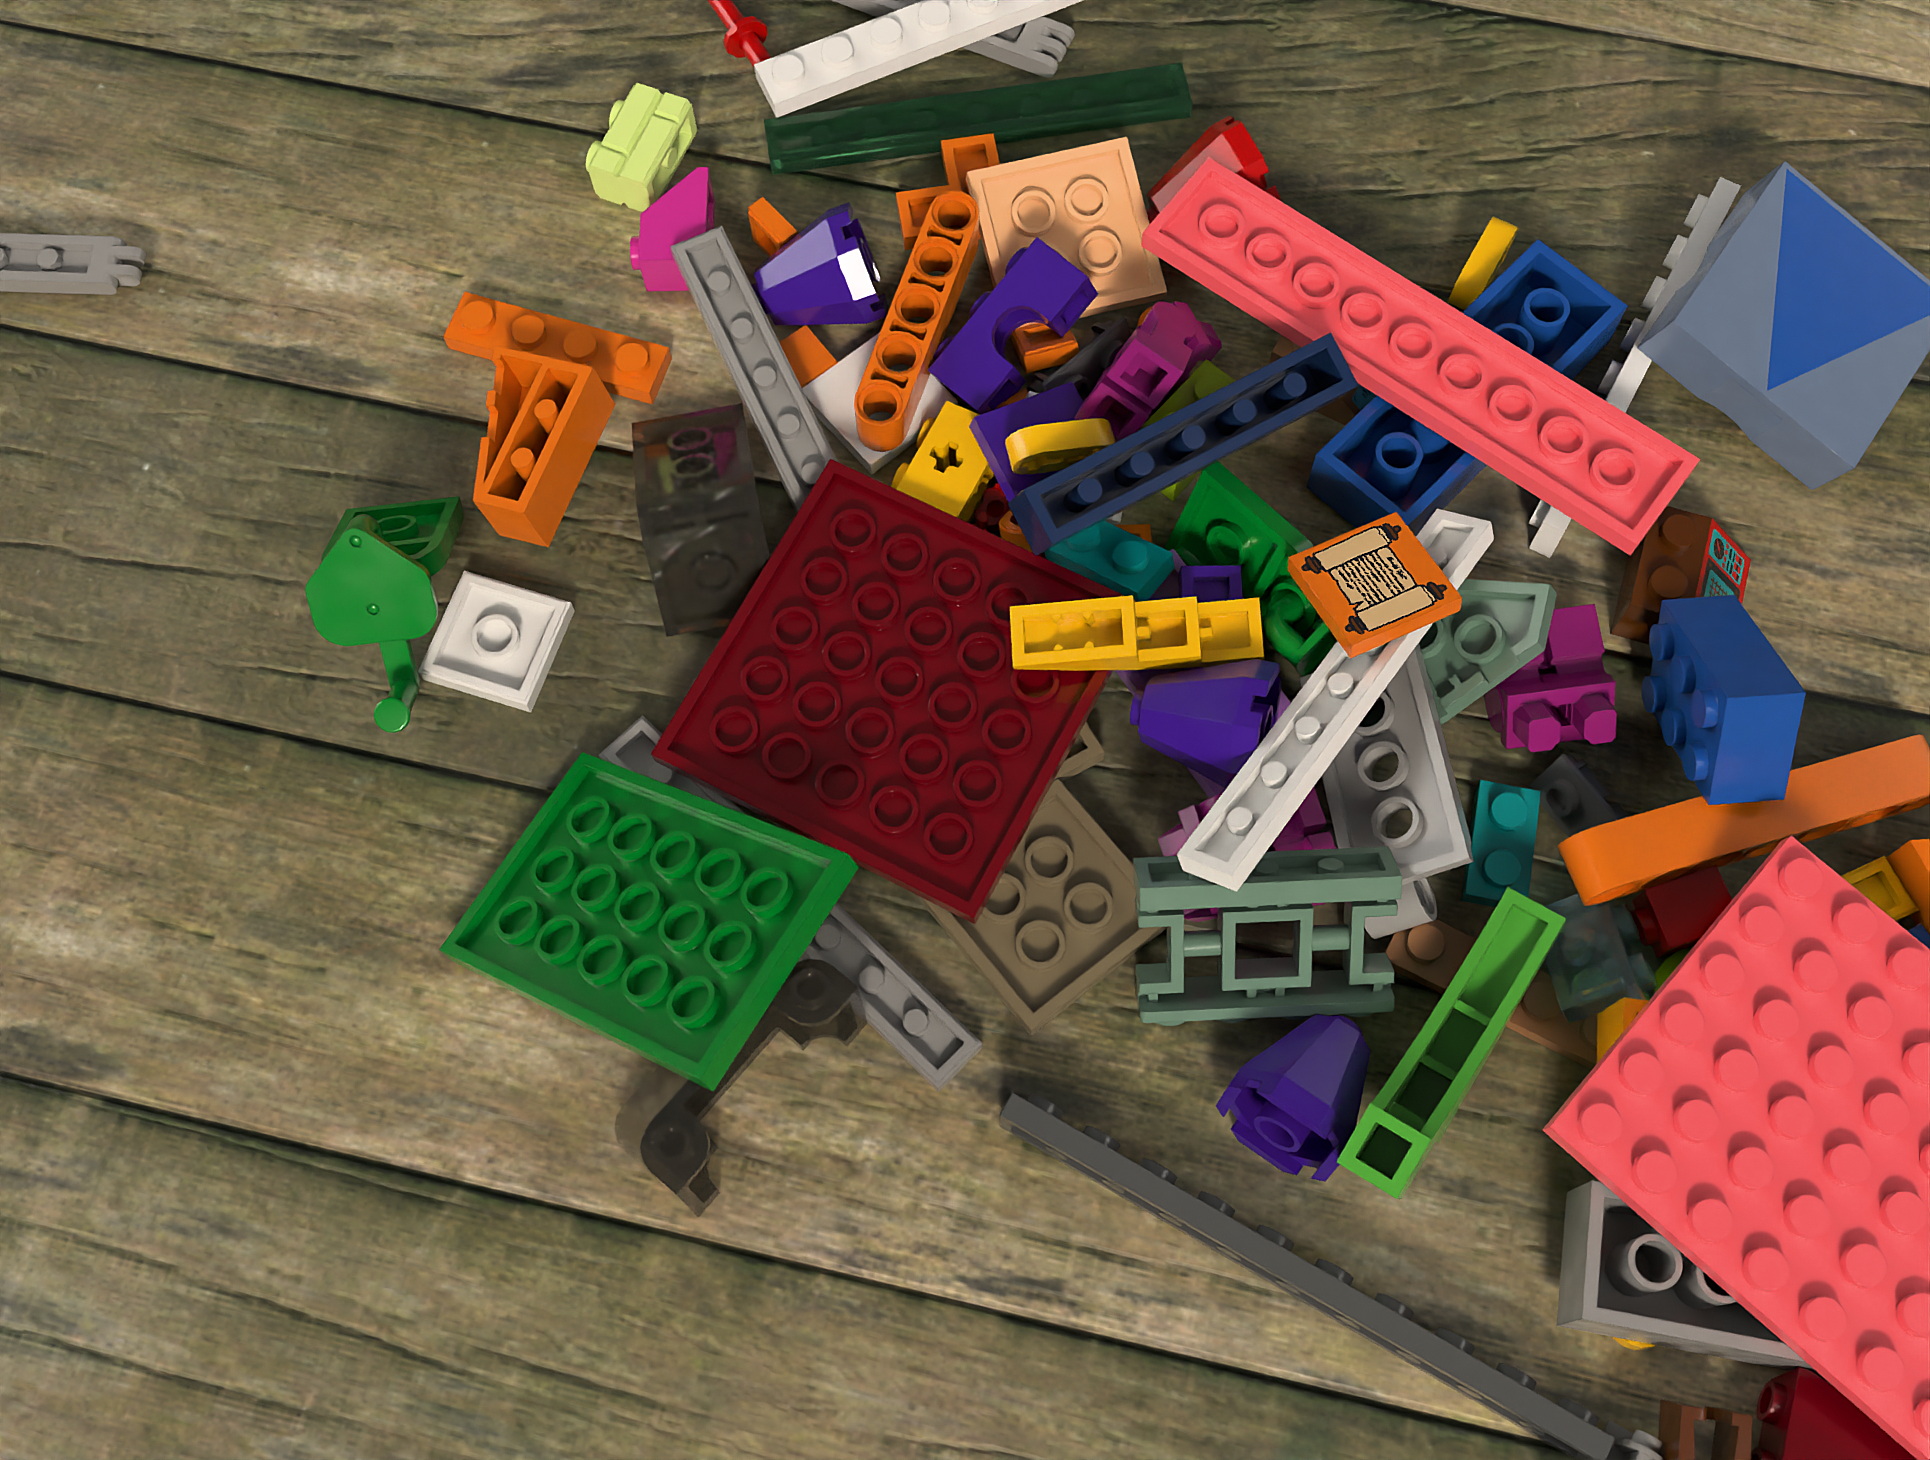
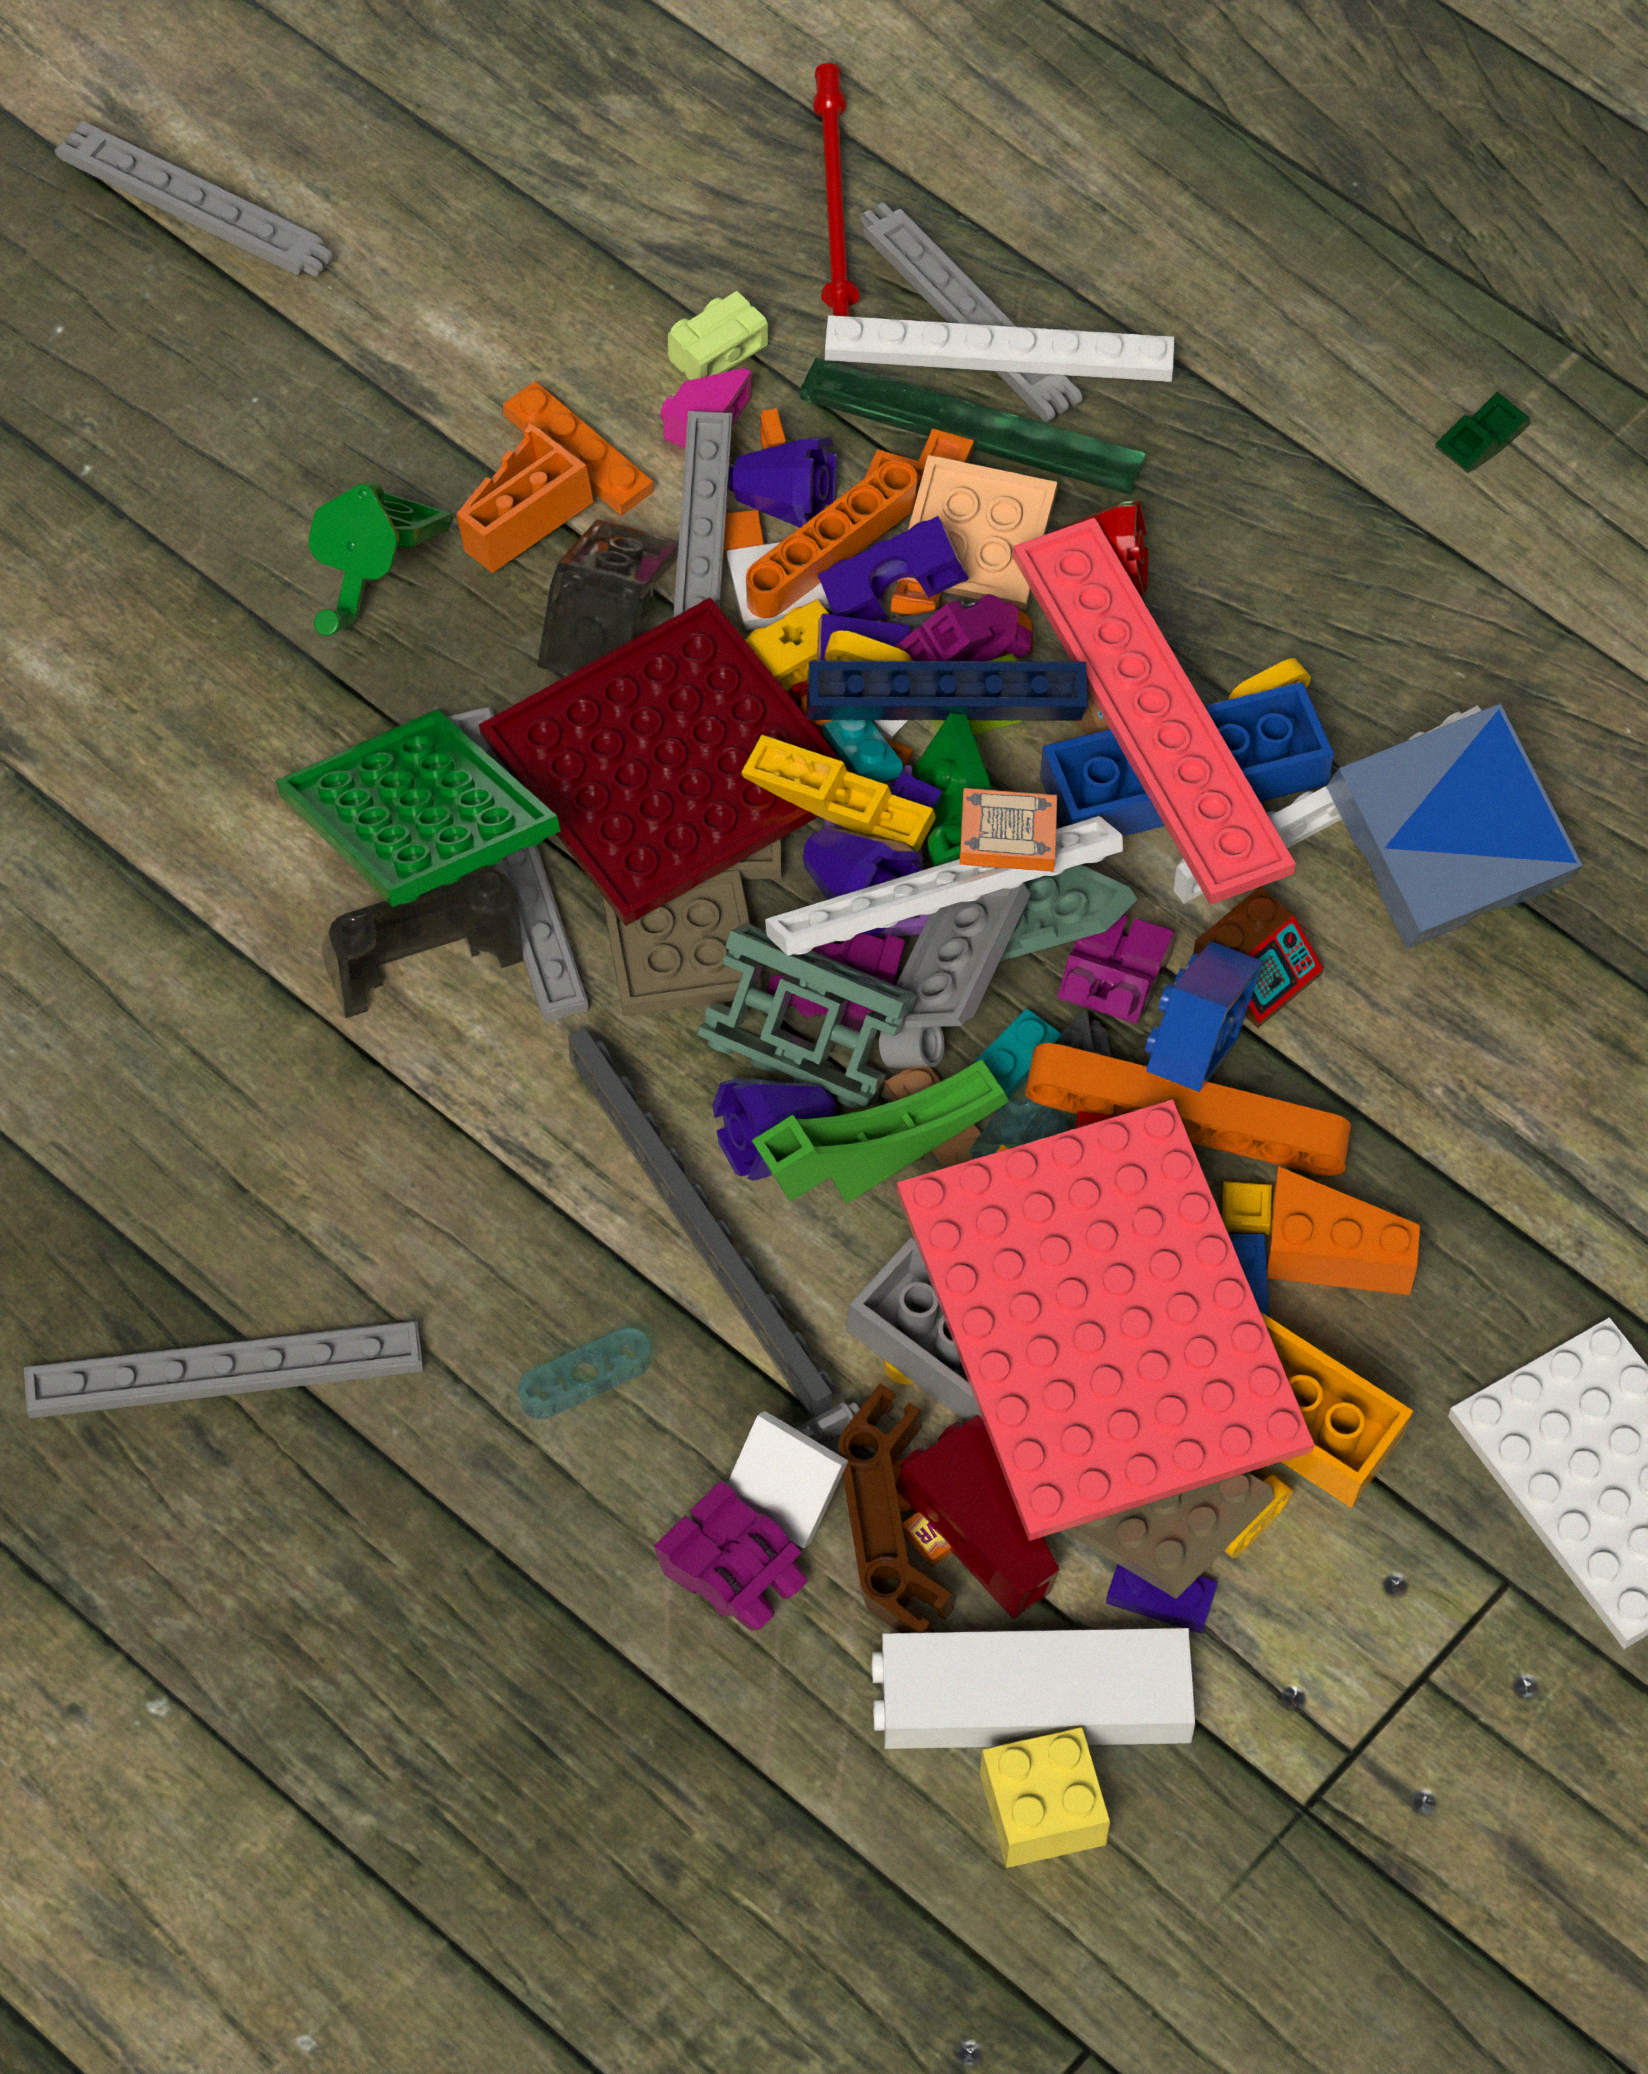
camera: 25 degrees right, 10 degrees down
(497, 641) = (423, 617): white tile -> none

